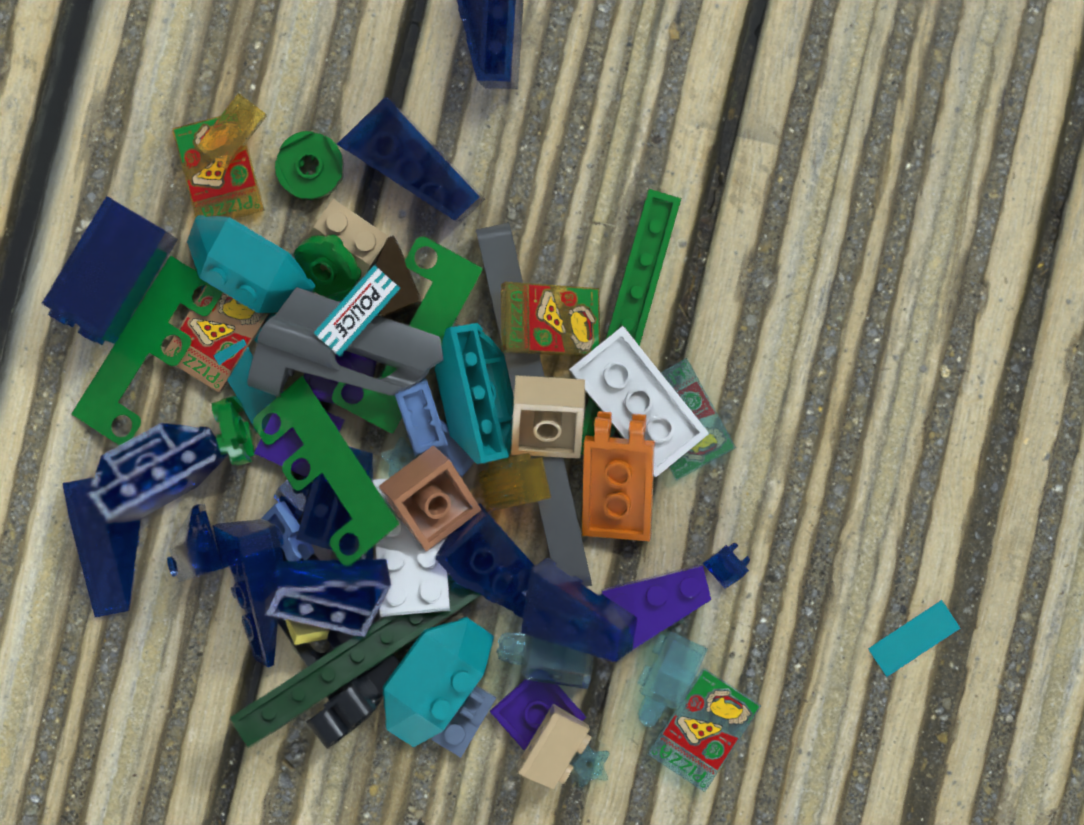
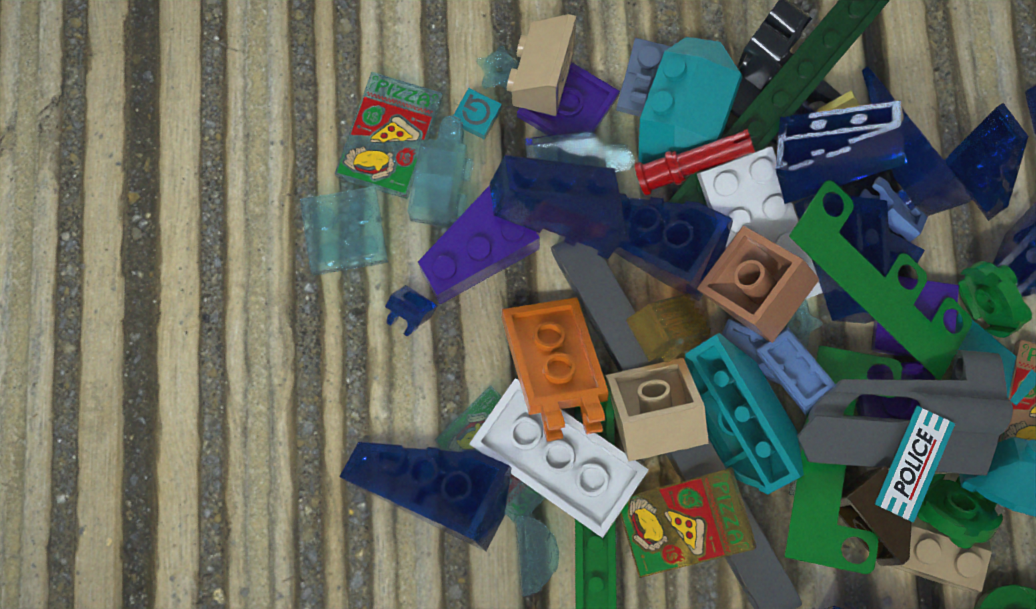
camera: 165 degrees right, 10 degrees down
(464, 621) = (676, 166): none -> red pin
(621, 727) = (477, 113): none -> teal tile
(677, 331) = (536, 553): none -> clear light blue tile
(738, 404) = (447, 489): none -> clear blue wedge
(766, 651) = (343, 231): none -> clear light blue plate
(914, 638) = (186, 291): teal sticker -> none

